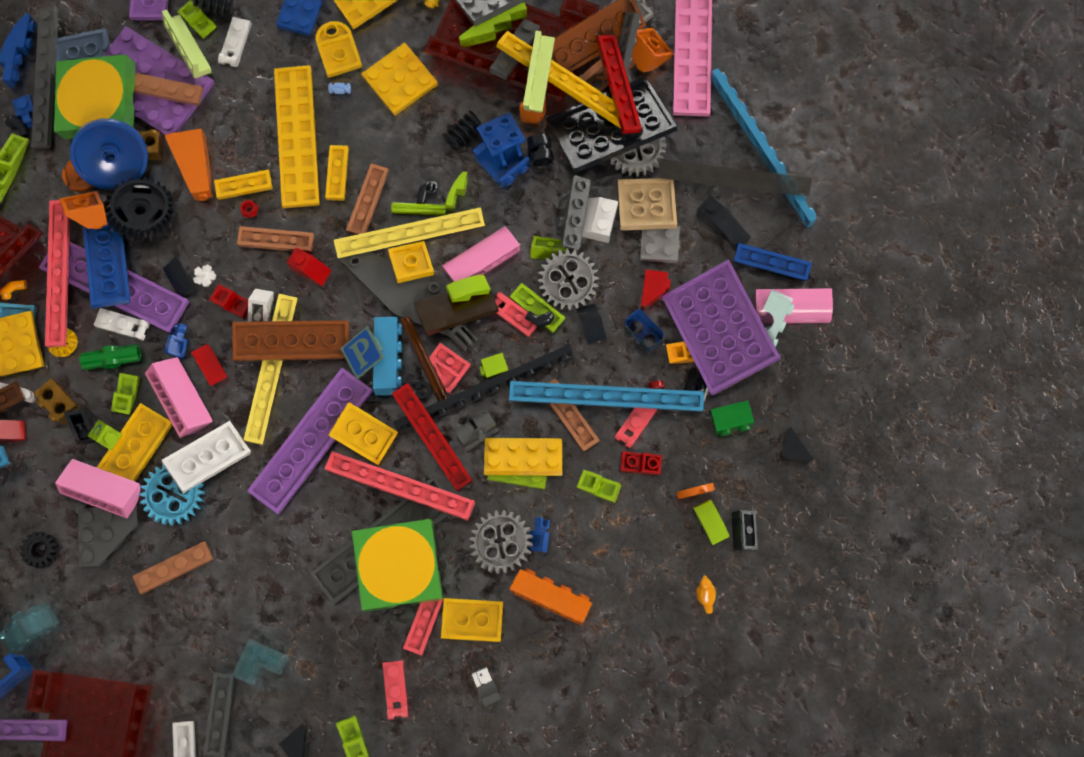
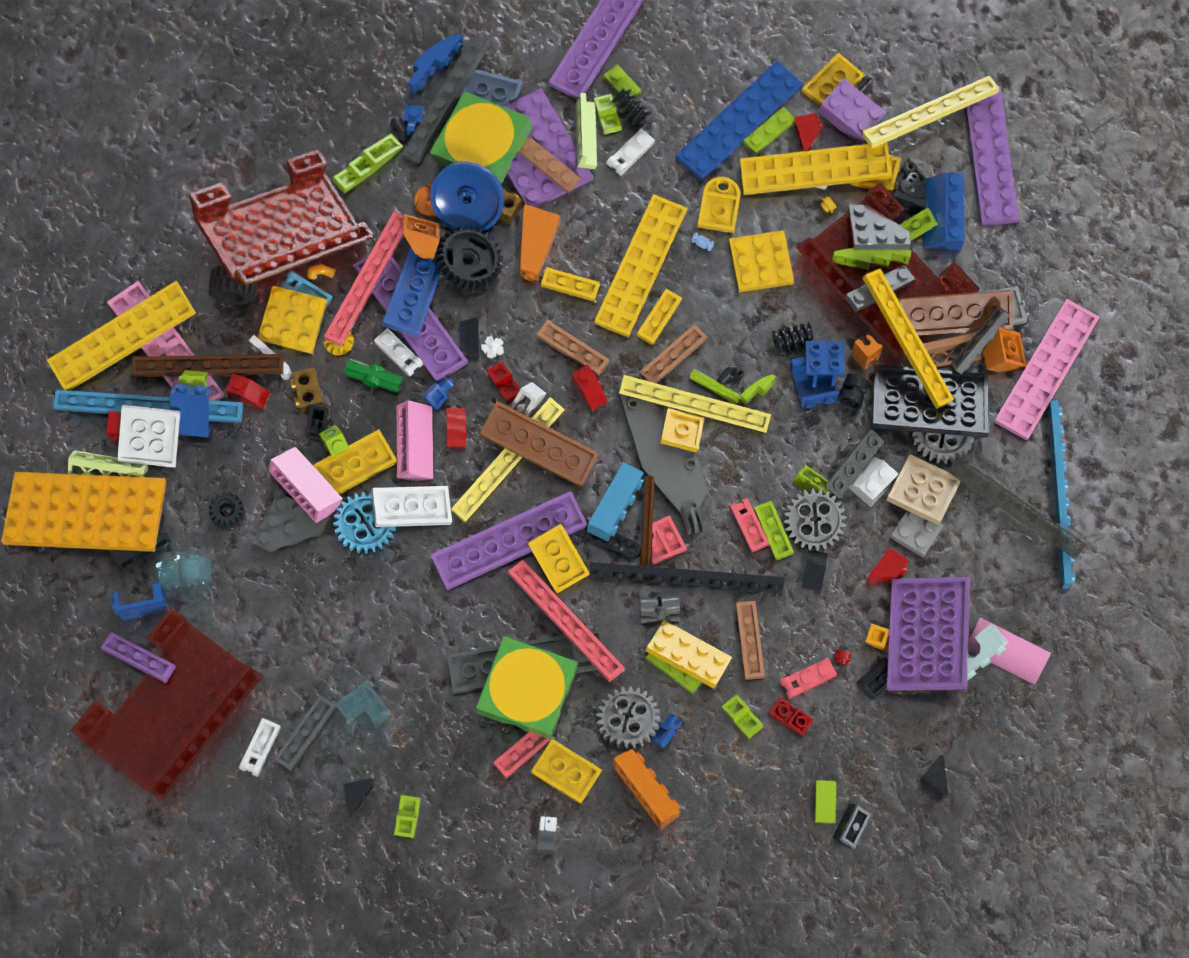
camera: 25 degrees right, 5 degrees down
(126, 393) = (370, 414): lime slope -> none
(173, 567) = (331, 587): nougat plate -> none
(244, 209) = (563, 304): red plate -> none
(362, 352) = (596, 487): piece -> none
(395, 689) = (467, 794): coral plate -> none
(432, 436) = (617, 593): red plate -> none
(440, 313) = (700, 491): dark brown tile -> none
(467, 287) = (717, 478): lime slope -> none
(482, 256) = (747, 460): bright pink brick -> none
(493, 366) = (705, 560): lime brick -> none
(538, 73) = (887, 321): yellowish green fence -> none
(541, 320) = (769, 542): black arm -> none
(606, 396) = (792, 640): dark azure plate -> none
(619, 84) = (956, 368): red plate -> none
(639, 315) = (861, 585): blue piece -> none
(695, 491) = (824, 764): orange tile -> none
(706, 594) = (785, 860): light orange animal -> none
(722, 222) = (985, 543): black slope -> none
(731, 418) = (894, 720): green brick -> none
(772, 262) = (1011, 602): blue plate -> none

